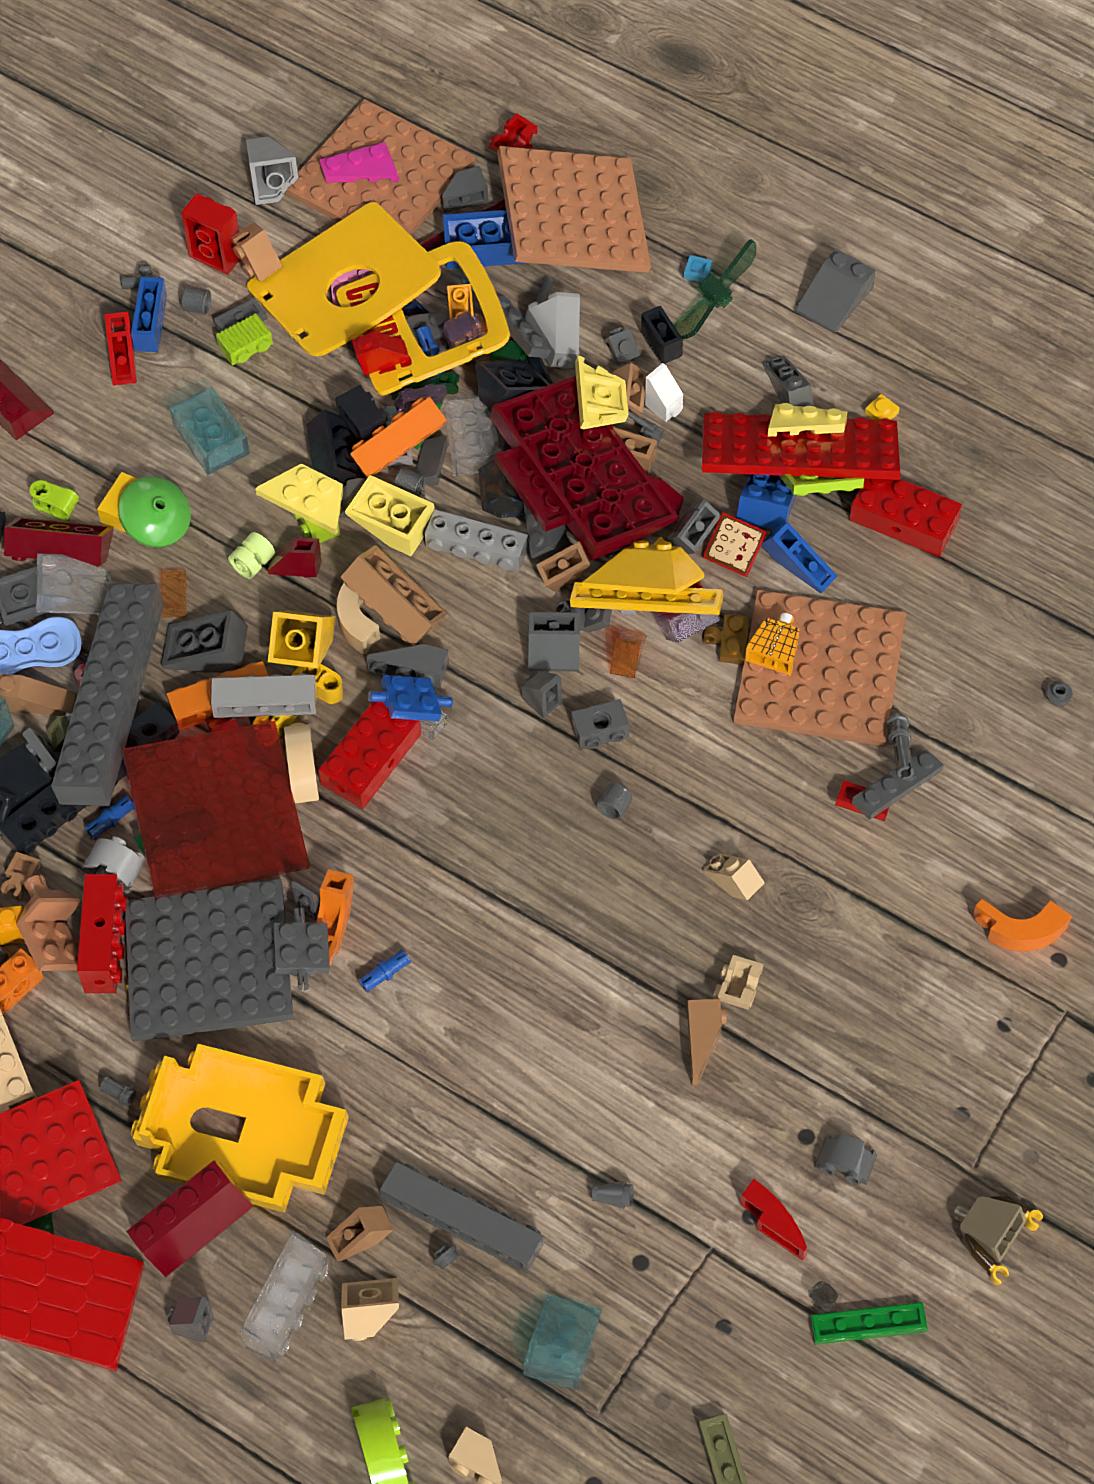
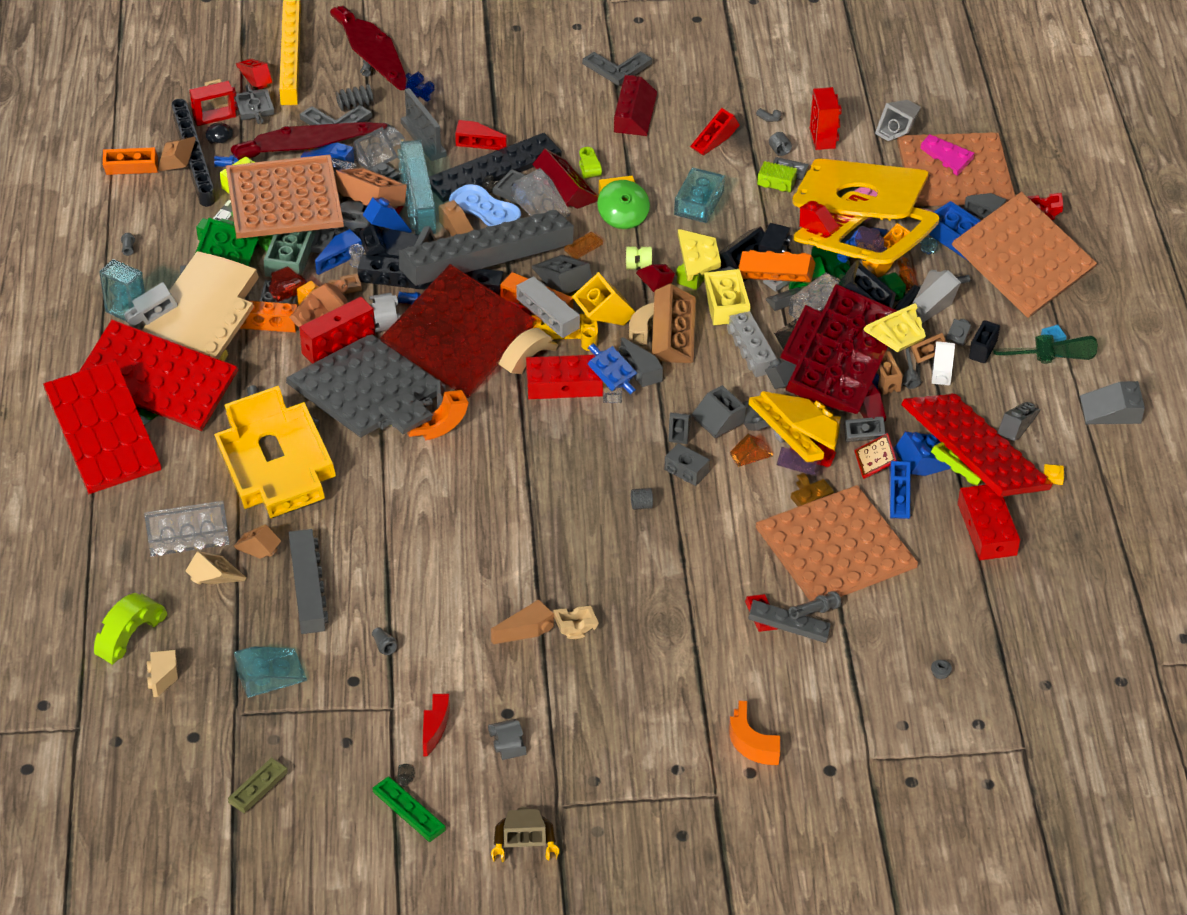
camera: 50 degrees right, 15 degrees down
(149, 314) = (747, 129): blue brick -> none
(190, 1218) = (199, 461): dark red slope -> none
(191, 1318) = (141, 501): dark grey slope -> none
(256, 252) = (834, 143): brick -> none
(384, 970) = (432, 463): blue pin -> none
(410, 395) = (821, 261): plate -> none
(410, 481) = (758, 294): dark grey piece -> none
(445, 1256) = (276, 588): dark grey plate -> none
(523, 332) = (914, 277): dark grey plate -> none
(564, 567) = (769, 382): medium nougat slope -> none
(734, 875) = (646, 579): tan slope -> none
(774, 644) = (821, 507): light orange torso -> none
(798, 418) = (997, 433): light yellow wing -> none

